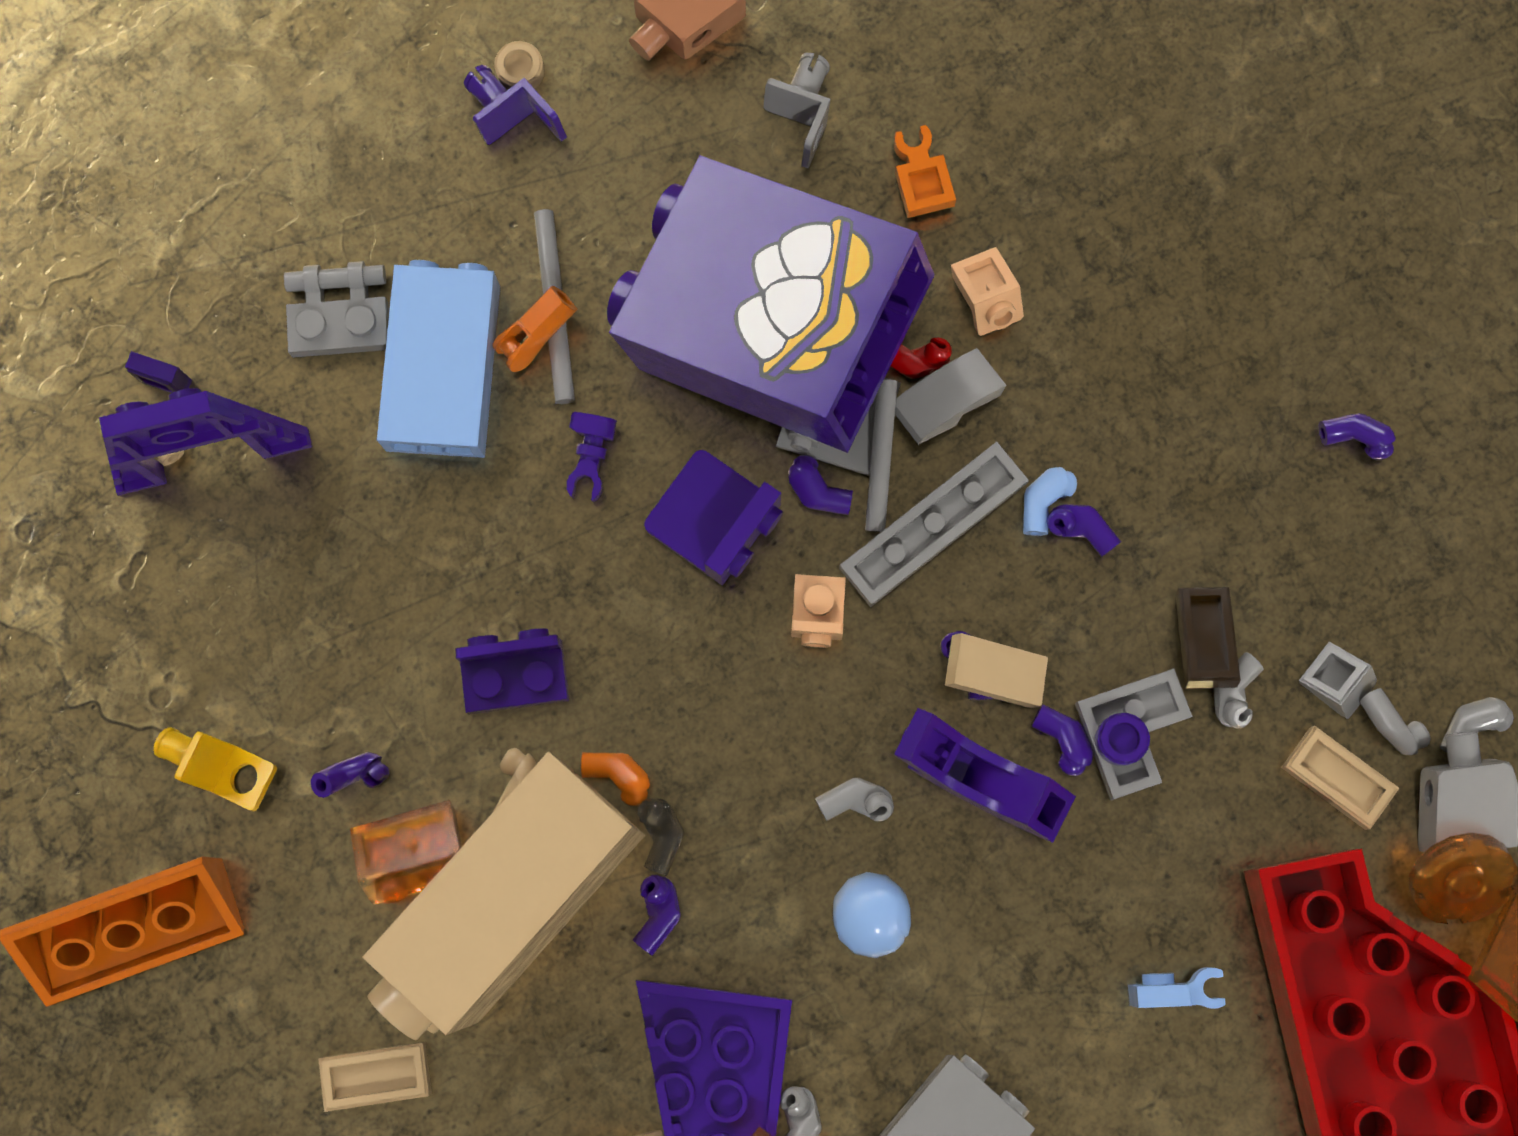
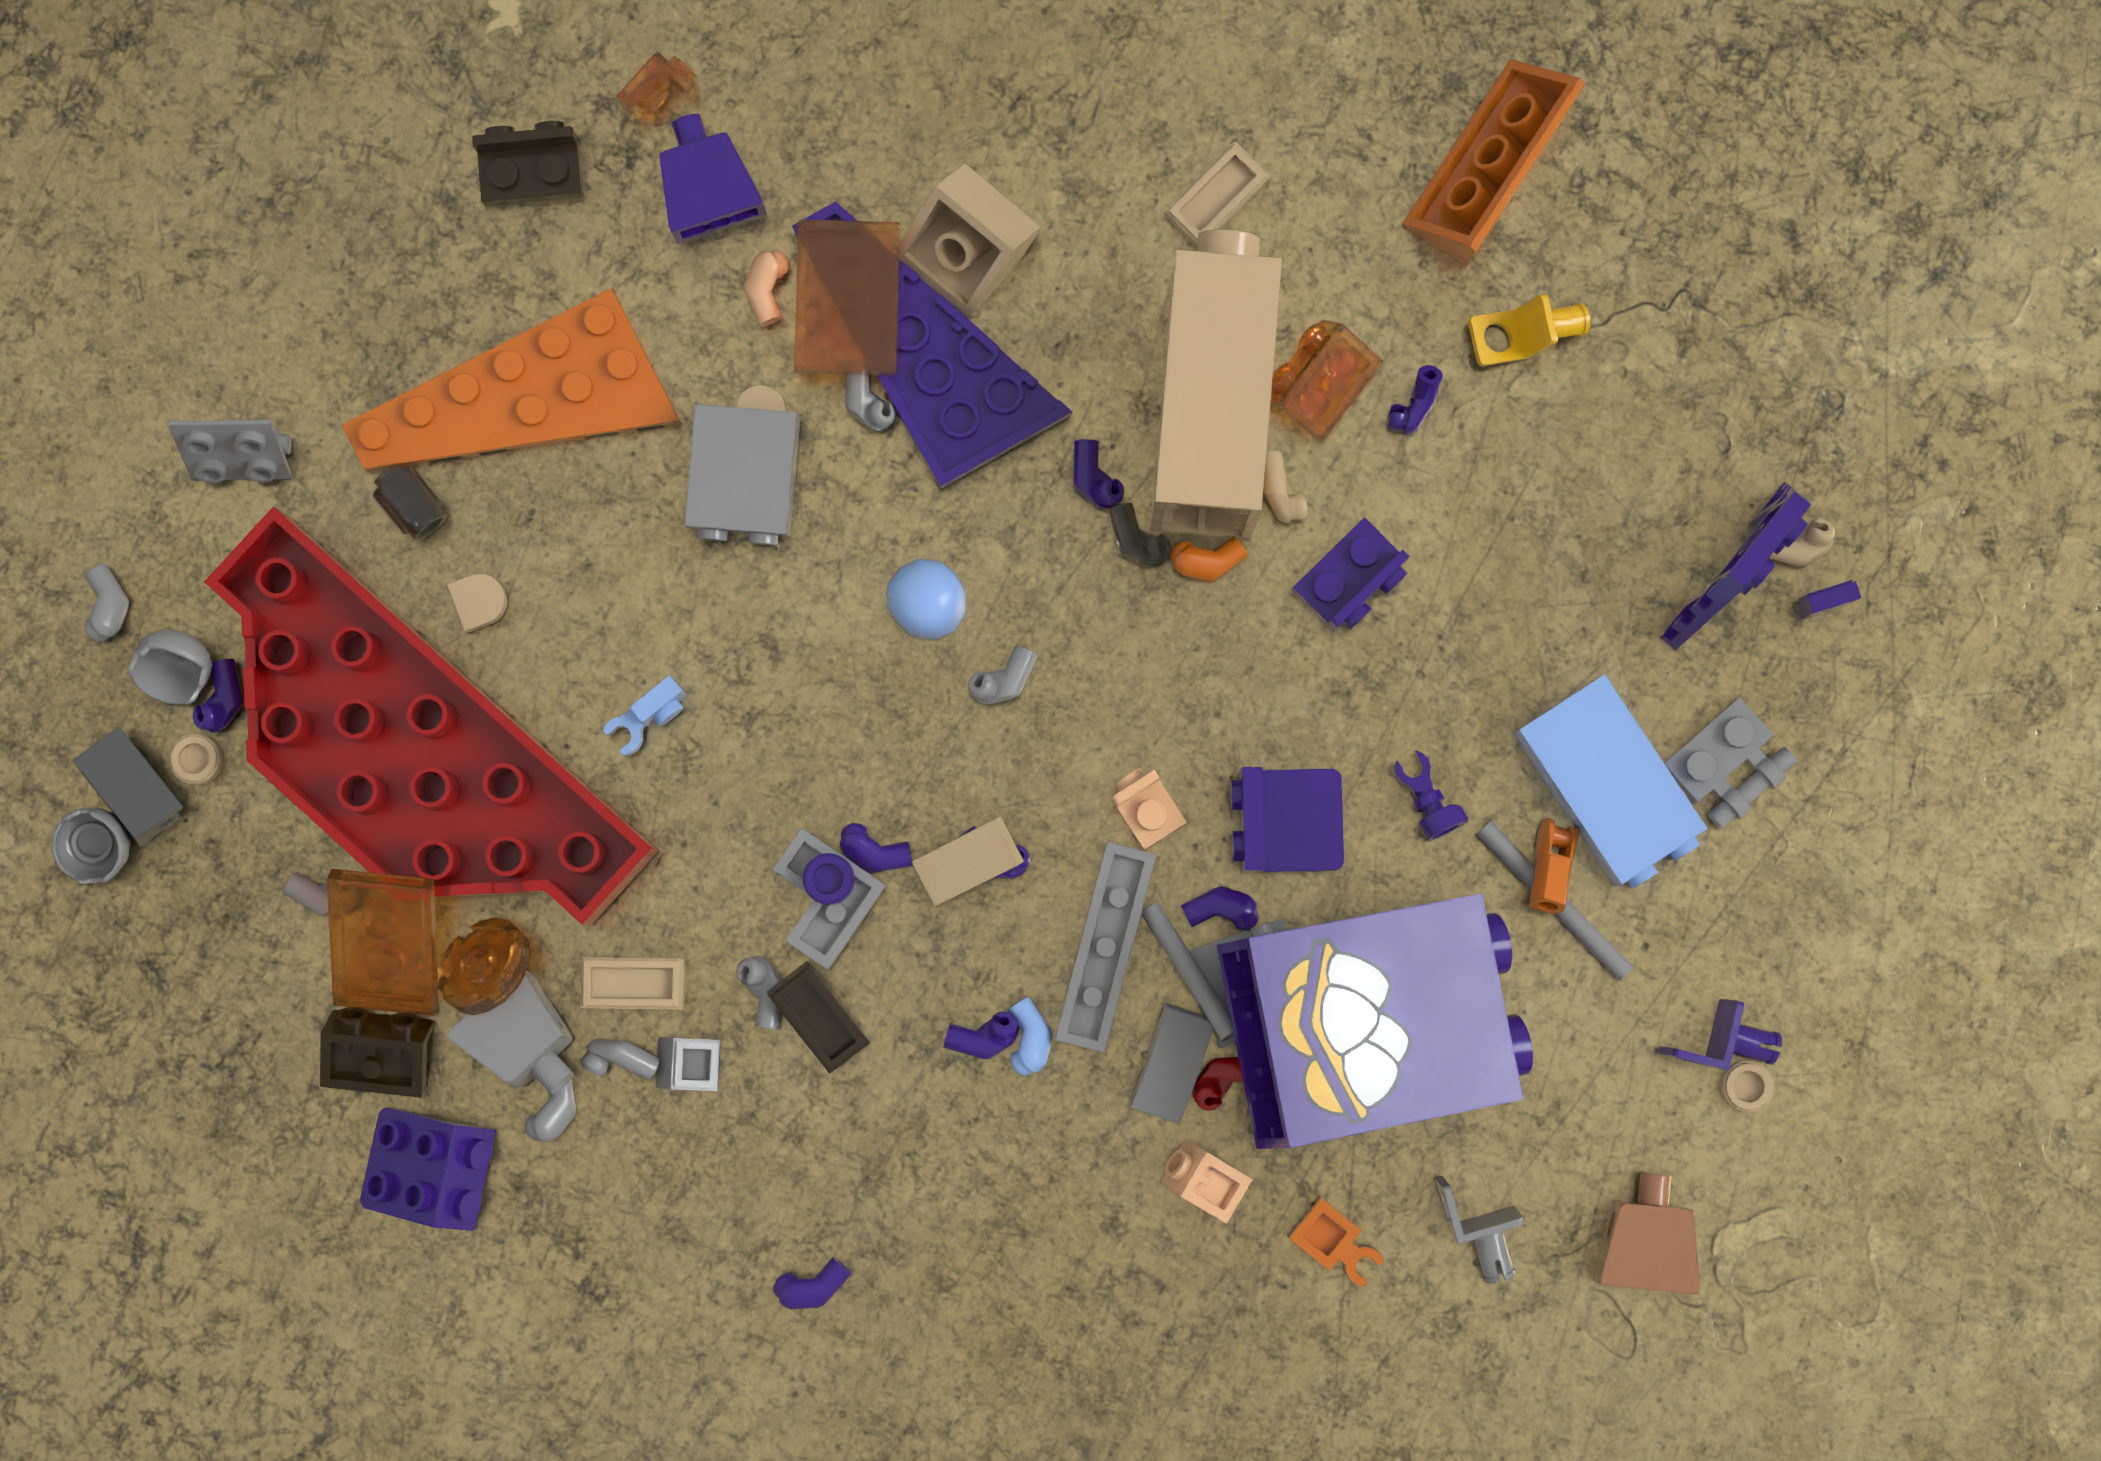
camera: 145 degrees right, 5 degrees up
(983, 777) = (917, 767): dark purple arch -> none

